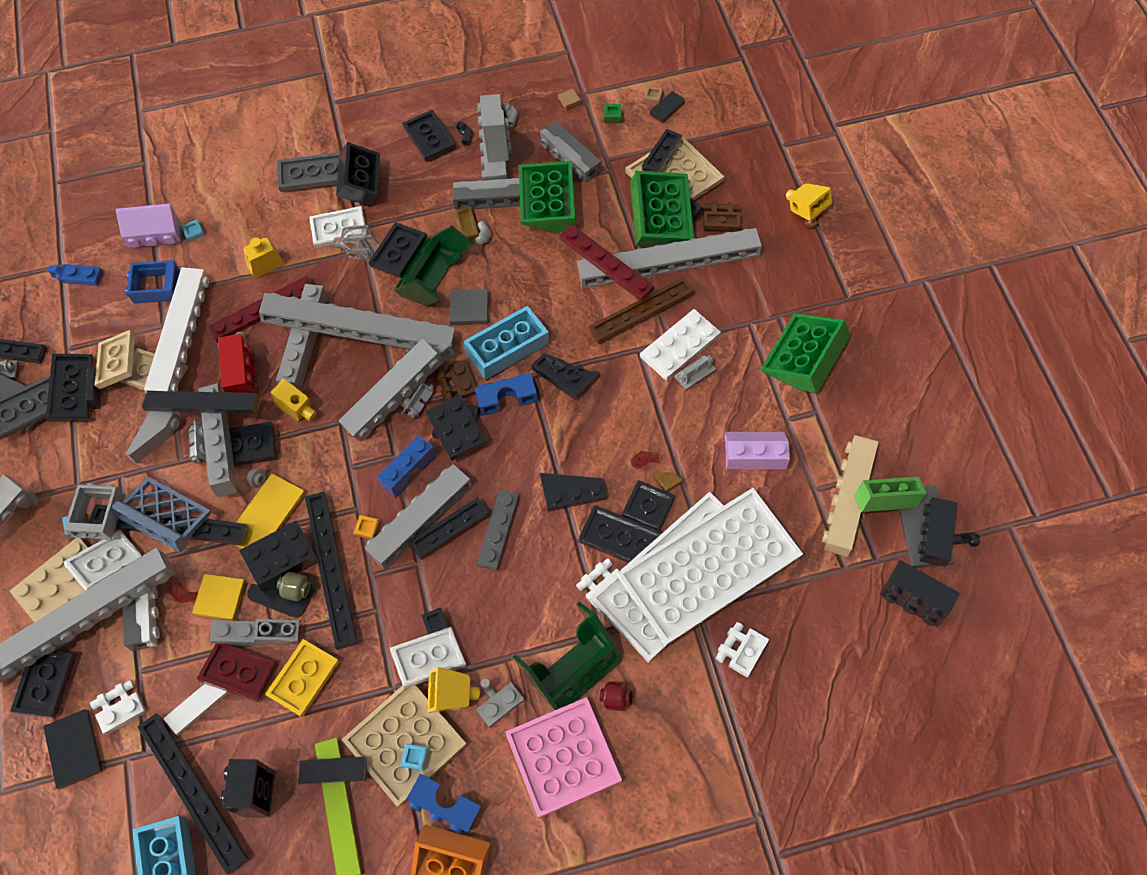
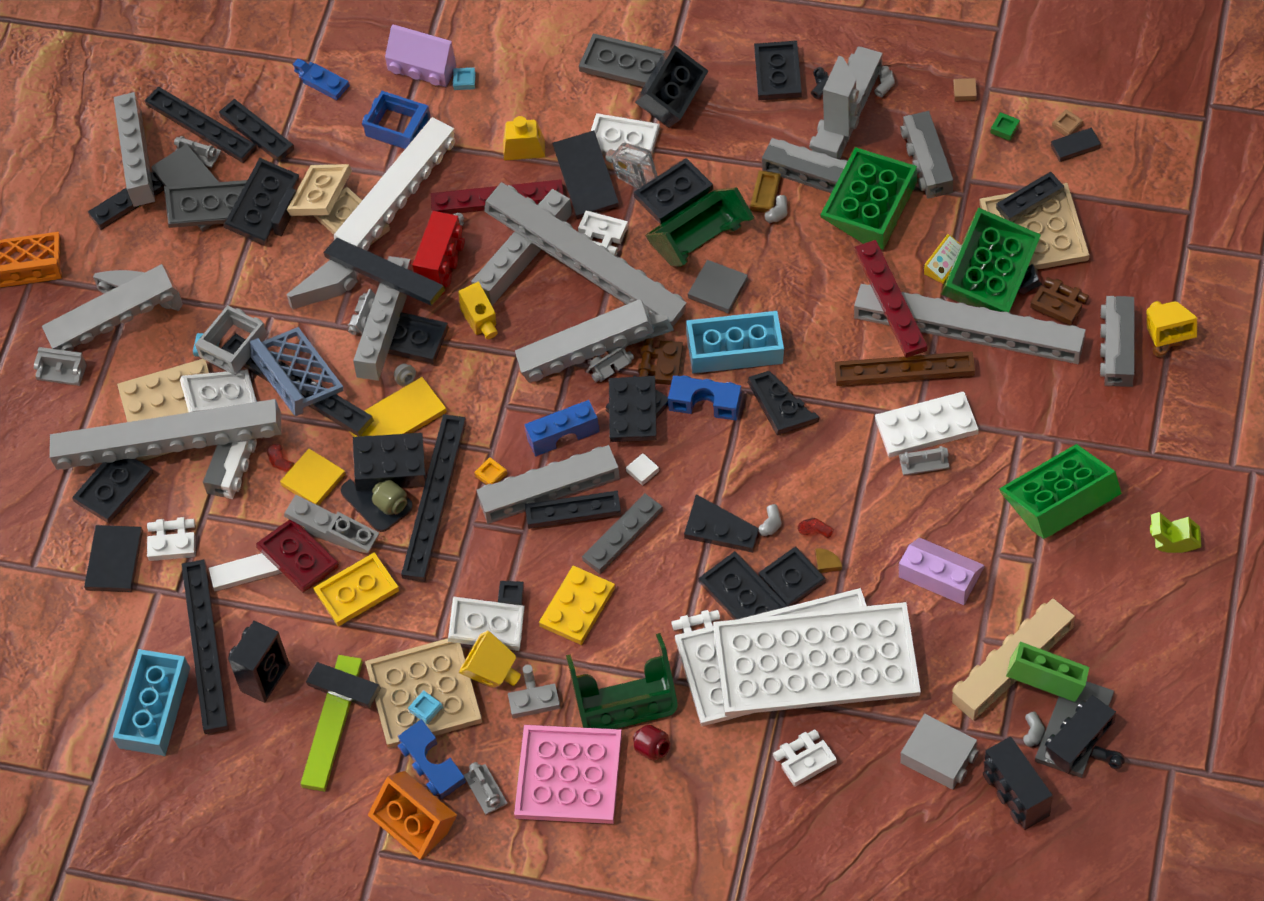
camera: 30 degrees right, 5 degrees down
(40, 333) = (256, 130): none -> black plate
(324, 264) = (585, 174): none -> black tile
(359, 298) = (605, 228): none -> white plate
(486, 471) = (642, 469): none -> white tile
(493, 606) = (577, 605): none -> yellow plate
(500, 804) = (484, 788): none -> light grey hinge
(610, 468) = (773, 522): none -> light grey arm
(624, 221) = (942, 259): none -> slope
(781, 228) = (1119, 341): none -> piece
(842, 595) = (939, 752): none -> light grey brick
(900, 543) = (1036, 730): none -> light grey arm
(906, 349) = (1175, 536): none -> lime brick

